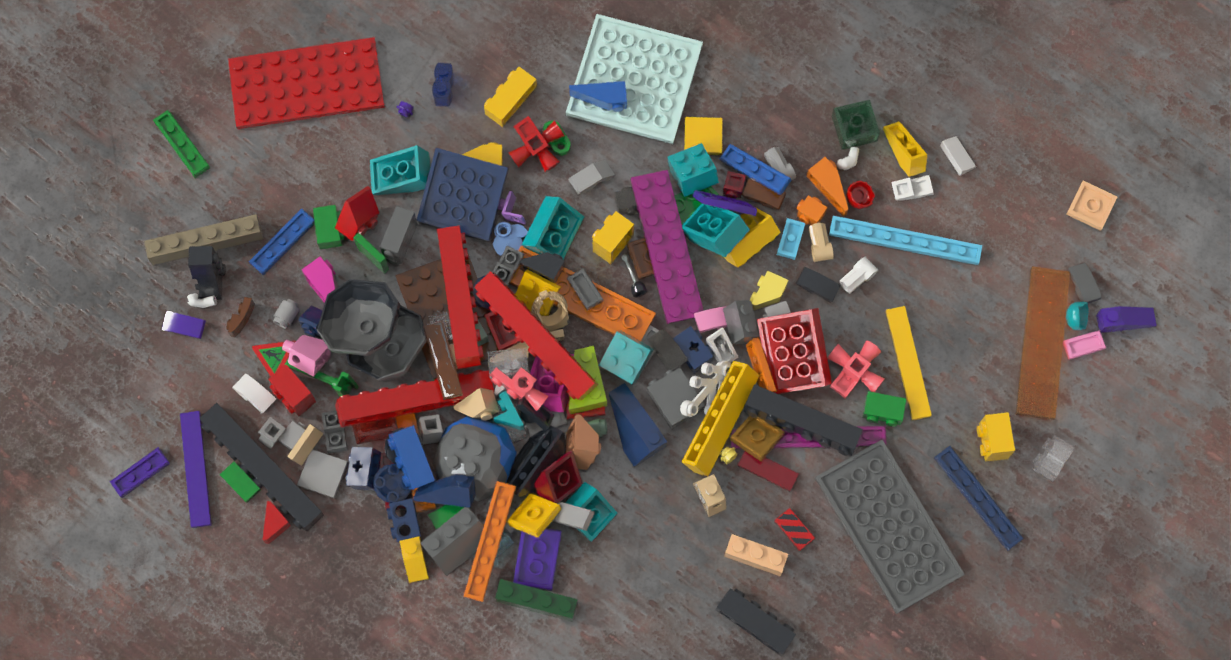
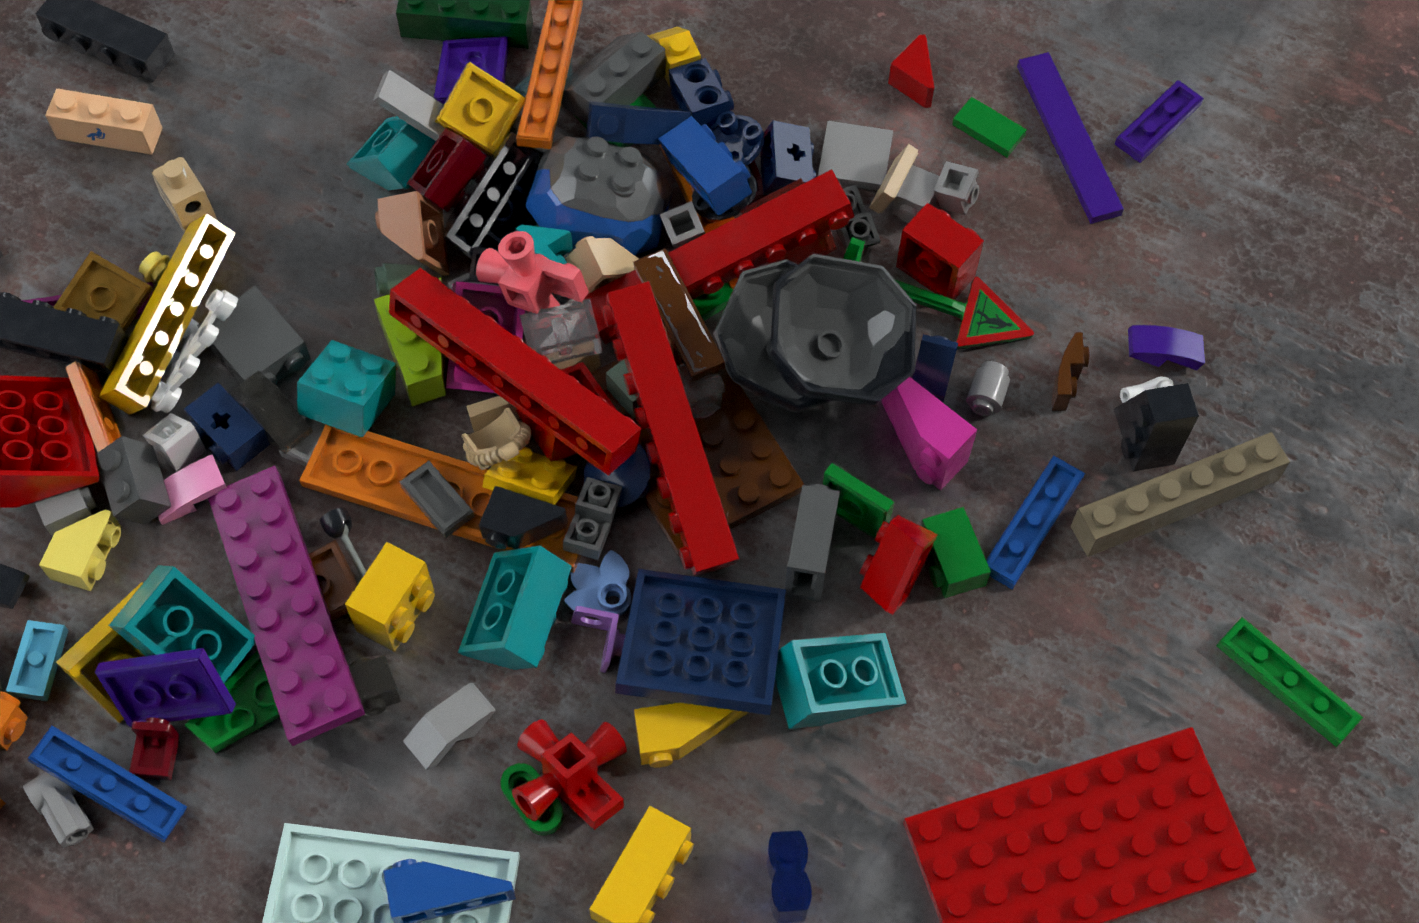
camera: 170 degrees right, 10 degrees down
(254, 393) = (1010, 254): white slope -> none
(261, 466) = (948, 136): black brick -> none
(307, 354) = (937, 312): bright pink torso -> none
(405, 109) = (858, 816): dark purple plate -> none
(636, 429) = (322, 287): dark blue wedge -> none
(693, 169) = (237, 760): teal brick -> none
(704, 131) = (223, 854): yellow tile -> none
(762, 194) = (106, 739): reddish brown slope -> none
(769, 471) = (69, 252): dark red tile -> none
(794, 529) = (40, 175): red tile -> none

